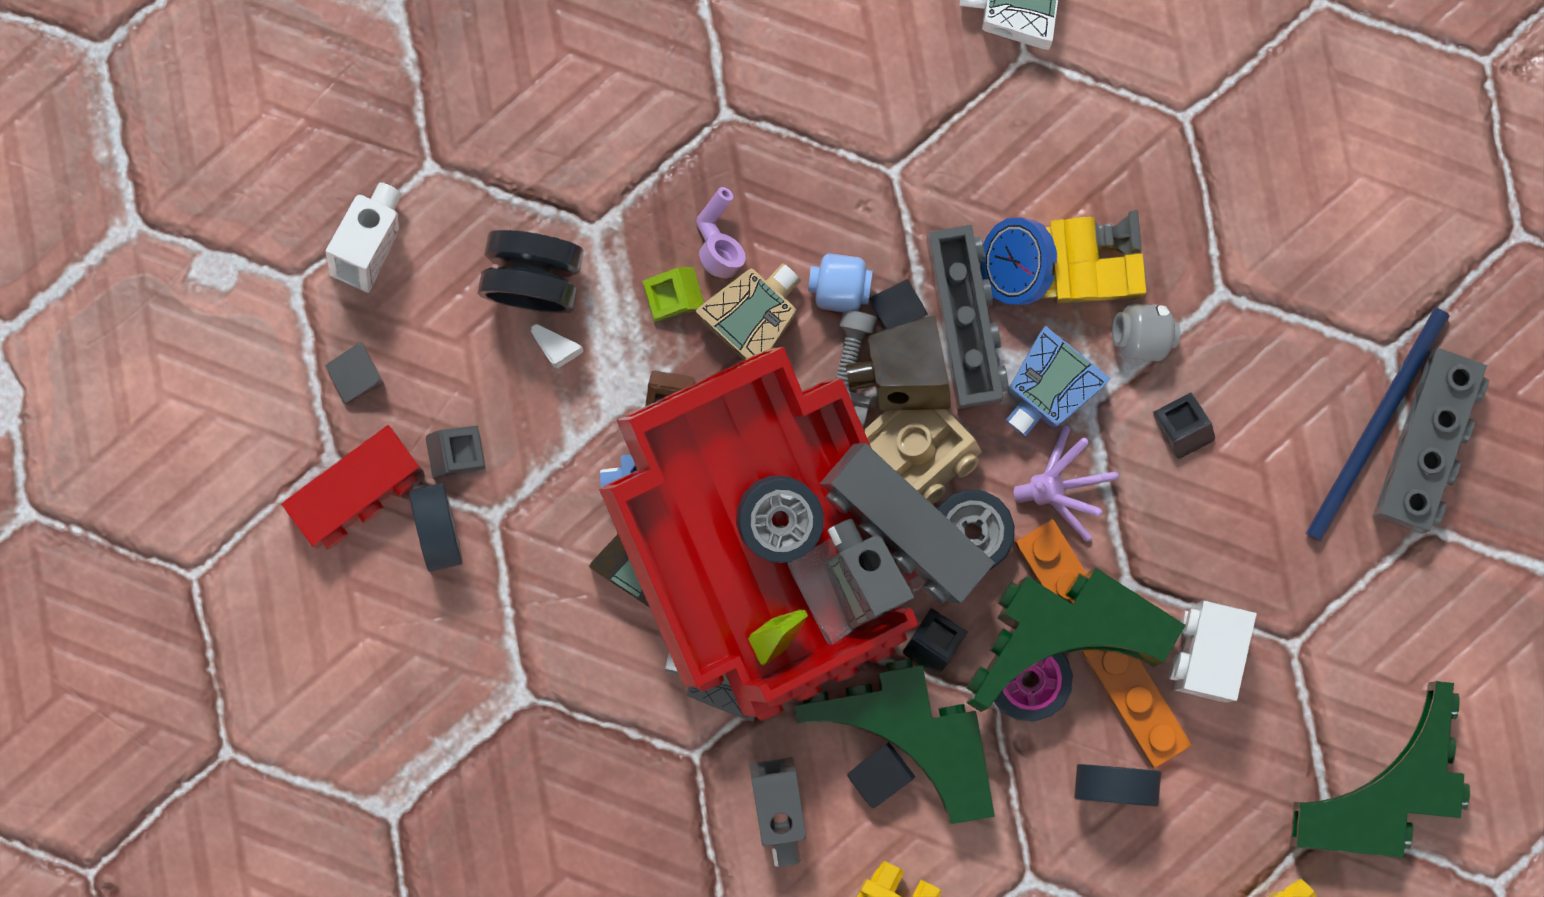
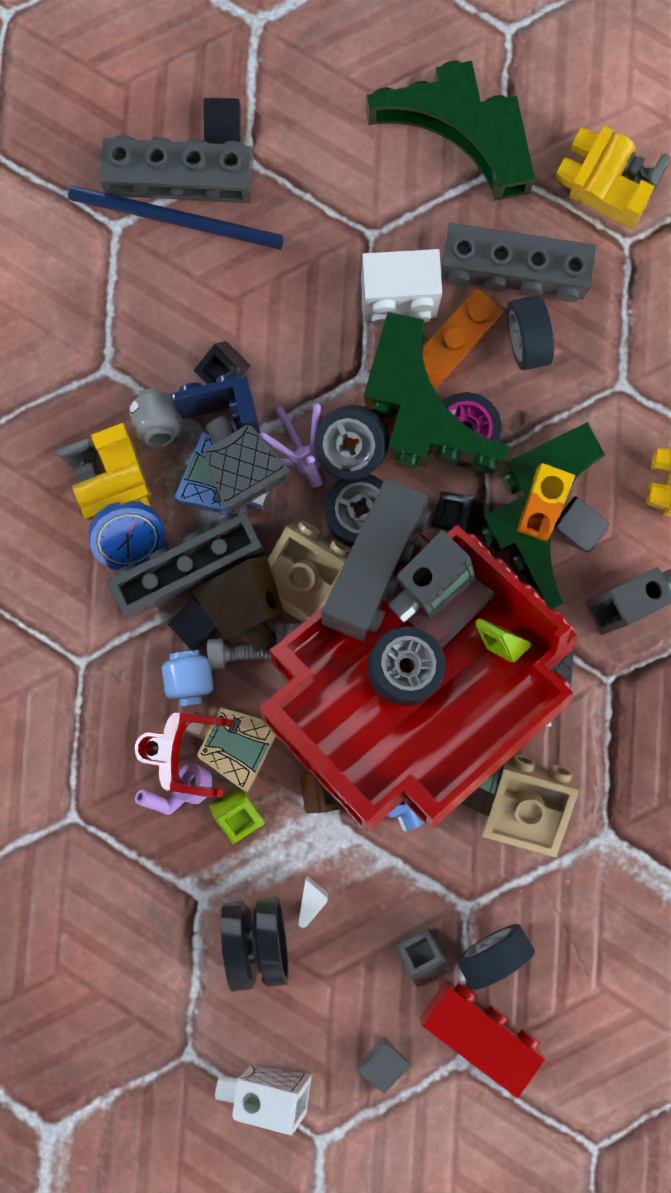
camera: 105 degrees left, 0 degrees up
(585, 619) = (532, 806): none -> tan plate
(766, 239) = (168, 752): none -> red piece
(916, 733) = (545, 501): none -> leg
(1058, 408) = (241, 464): none -> dark grey torso
(1068, 550) = (355, 423): none -> wheel
(1120, 429) = (228, 392): none -> dark blue bracket
(1208, 799) = (517, 262): none -> dark grey brick
(1475, 510) = (222, 120): none -> black slope

